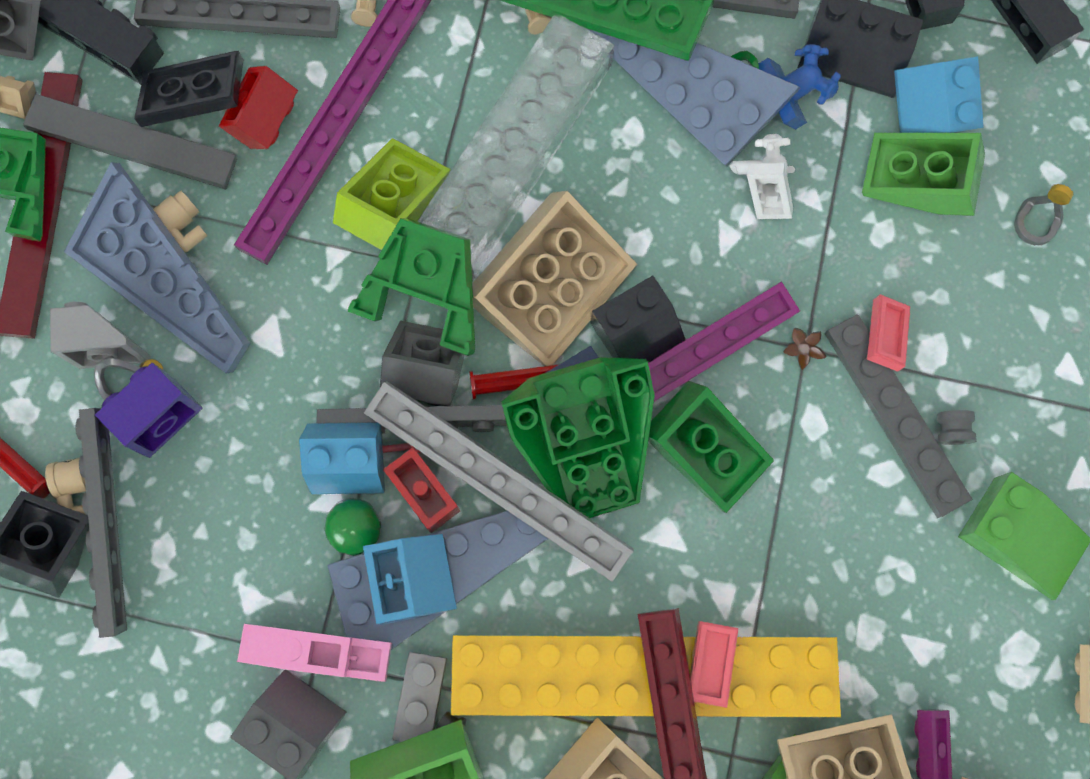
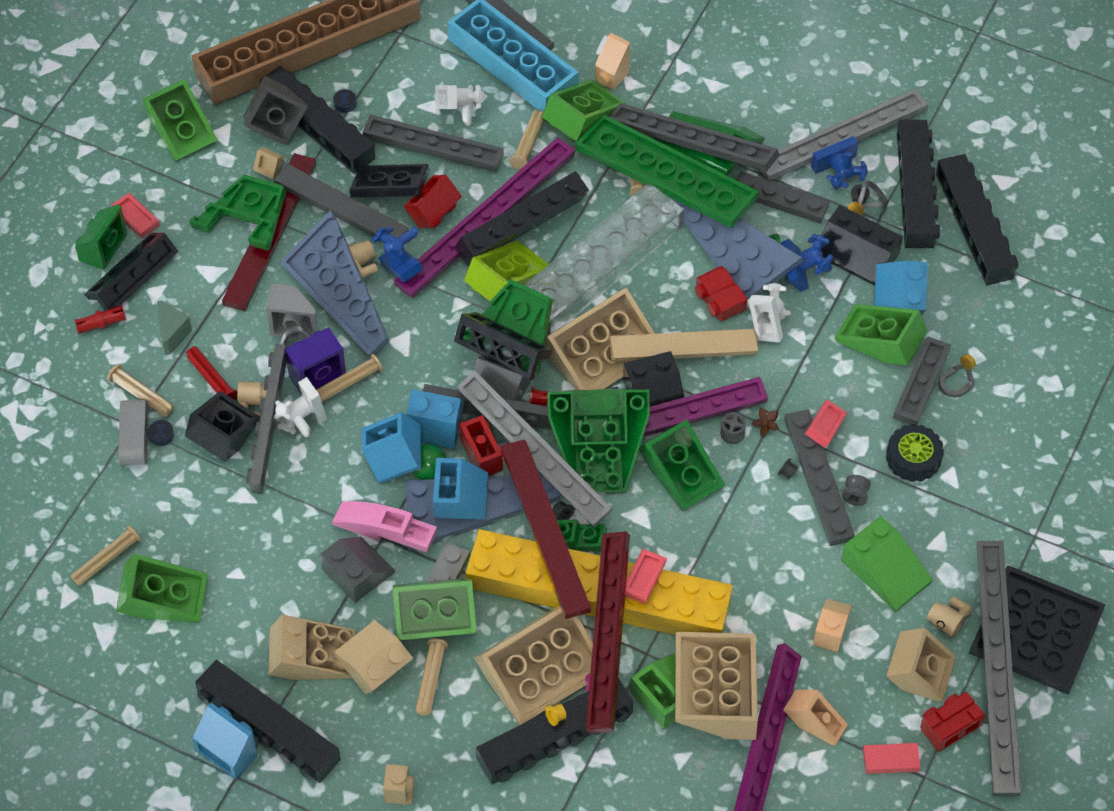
camera: 15 degrees right, 20 degrees down
(154, 481) = (294, 412): none -> white piece
(204, 420) = (350, 378): none -> tan axle
(227, 207) = (395, 257): none -> blue piece
(295, 525) = (392, 446): none -> dark azure slope
(390, 108) = (522, 217): none -> black brick
(409, 315) = (506, 337): none -> black fence
(553, 624) = (545, 529): none -> dark red tile
(559, 559) = (563, 511): none -> pearl dark grey piece
(590, 593) = (582, 536): none -> green slope
(662, 256) = (684, 344): none -> tan tile
(693, 161) = (720, 293): none -> red brick
(768, 363) = (729, 423): none -> dark grey wheel
(853, 415) = (788, 469): none -> pearl dark grey piece
(980, 648) = (831, 625): none -> light nougat slope
(997, 234) = (922, 381): none -> dark grey plate
(1018, 348) = (914, 452): none -> black wheel

